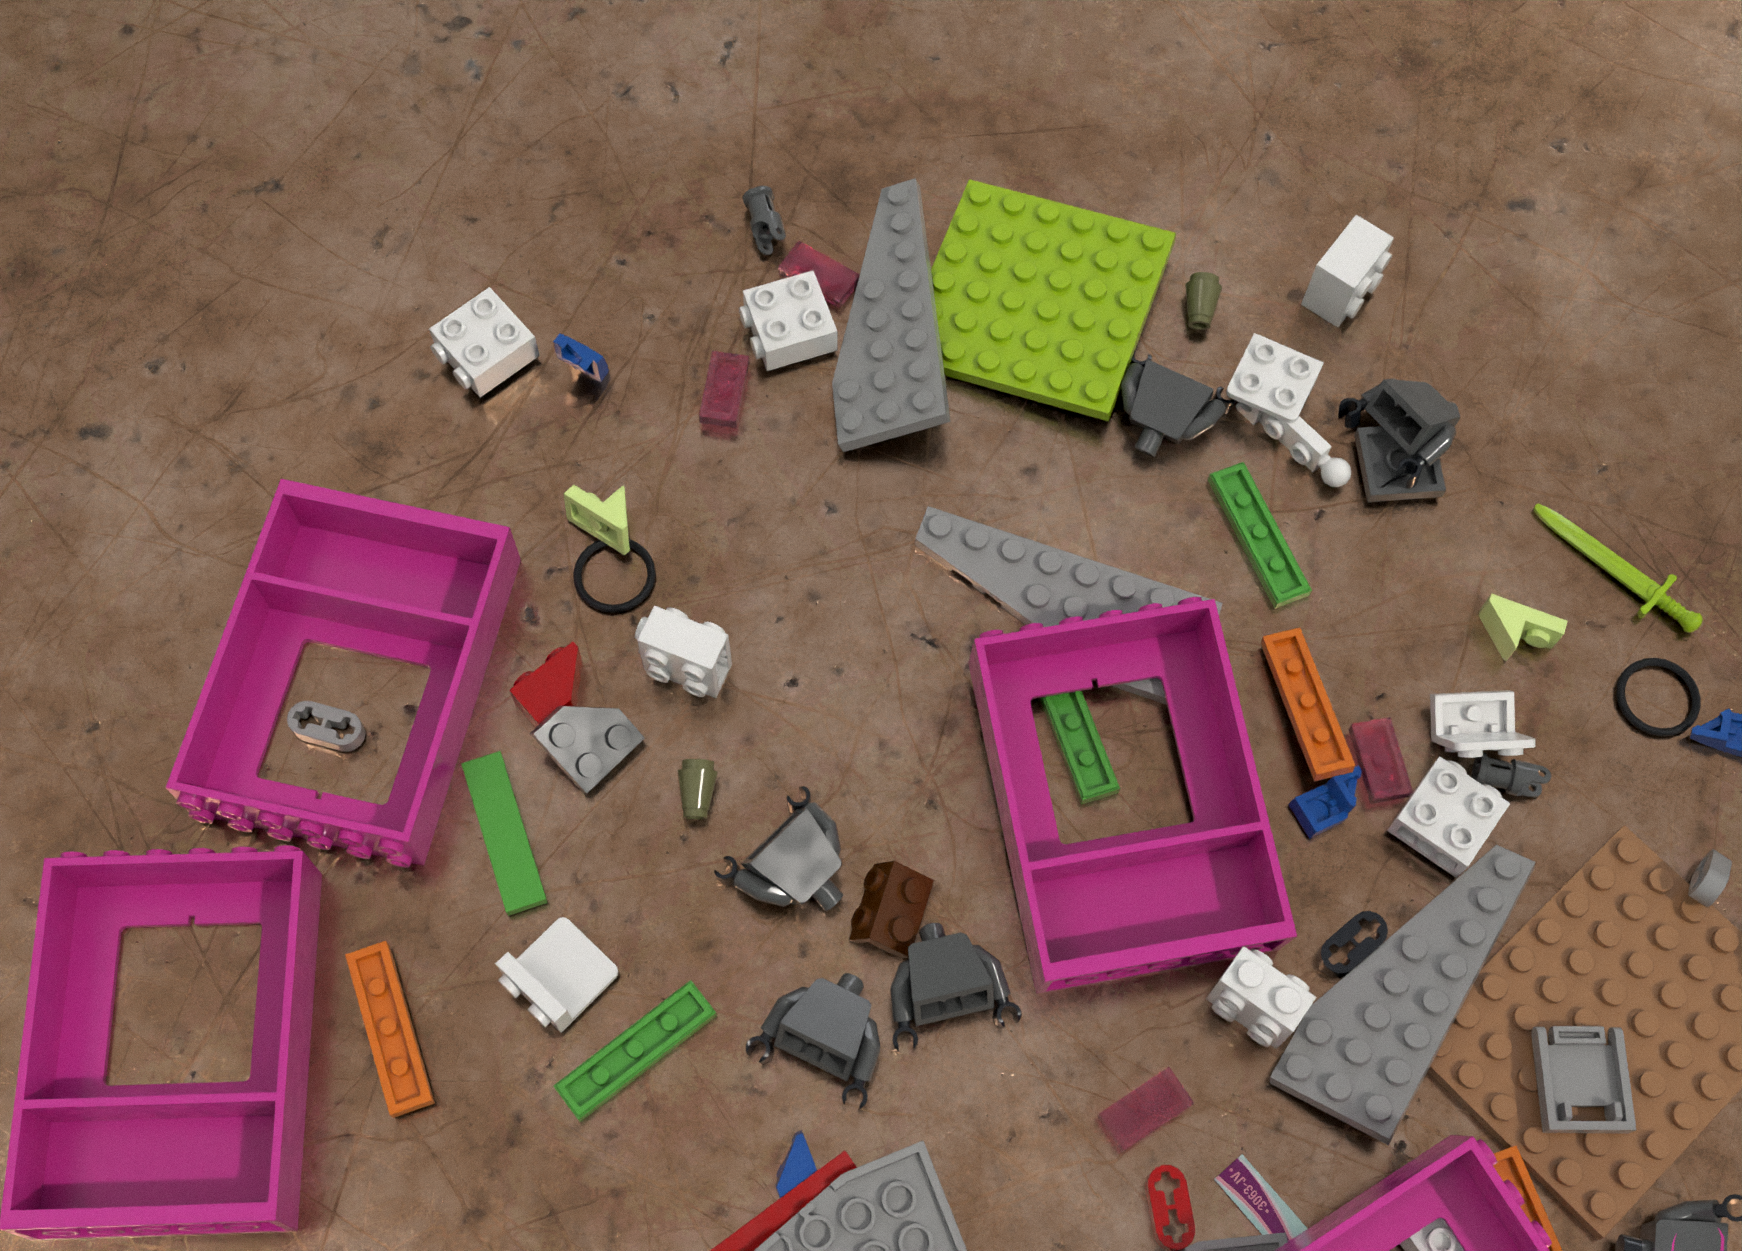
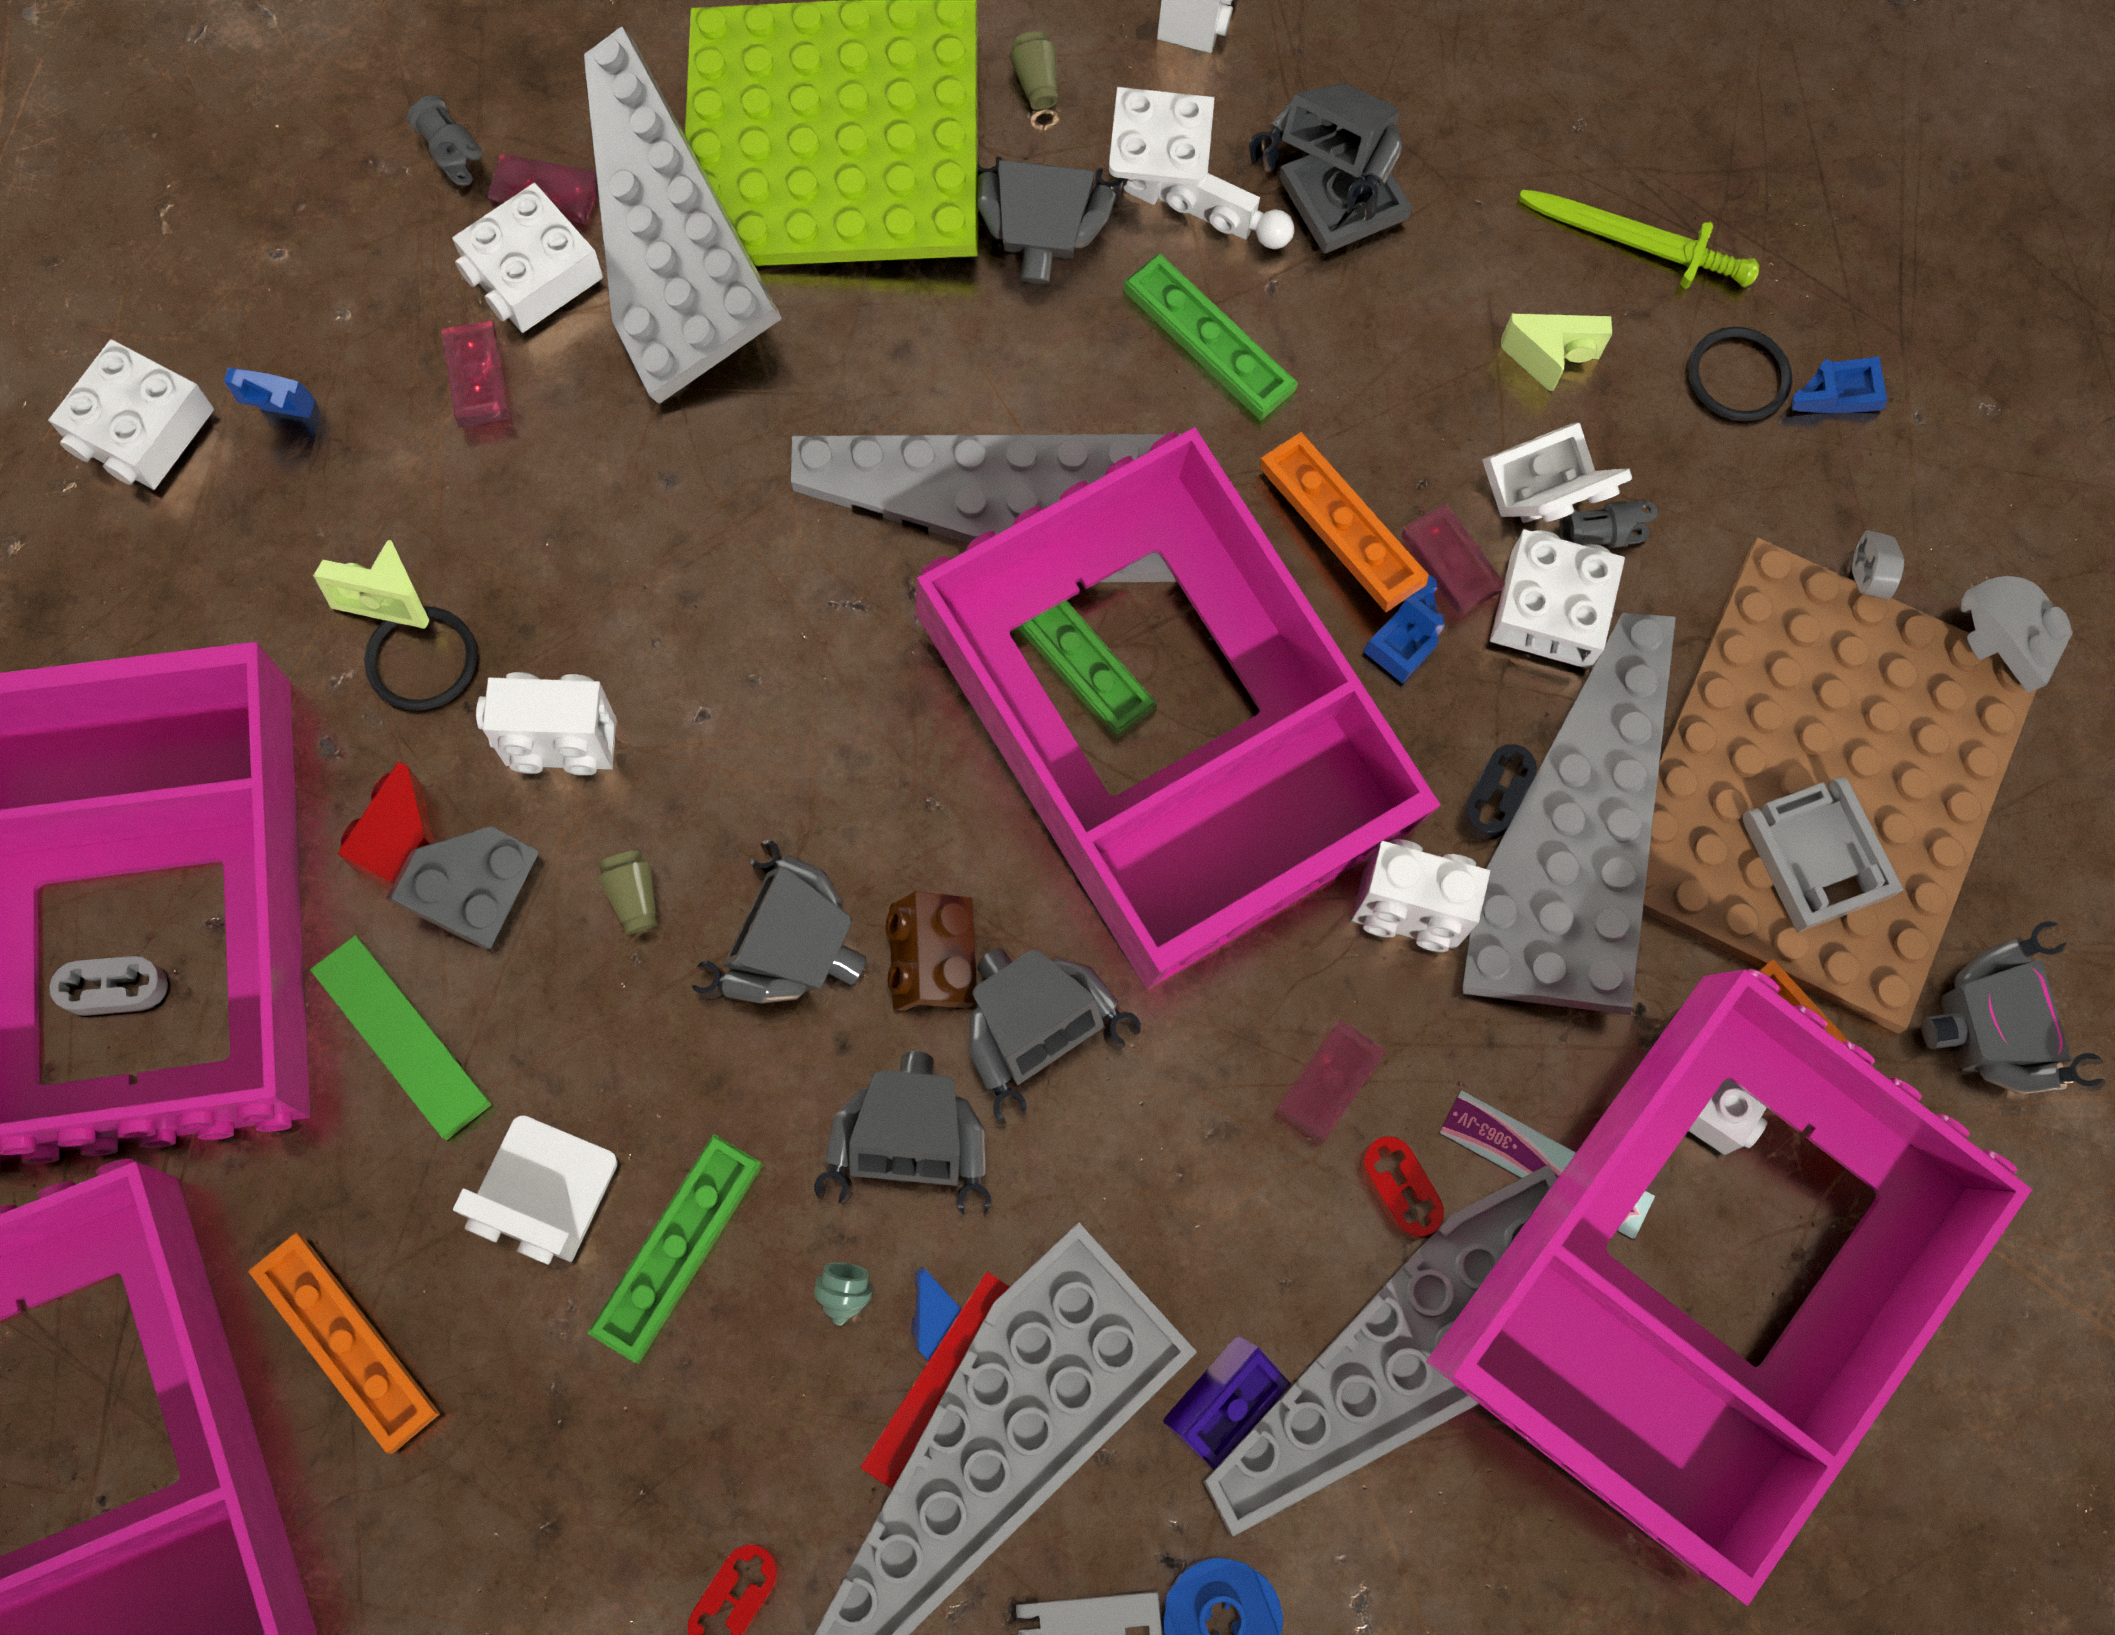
camera: 25 degrees left, 5 degrees up
(739, 1125) = (843, 1290): none -> sand green plate

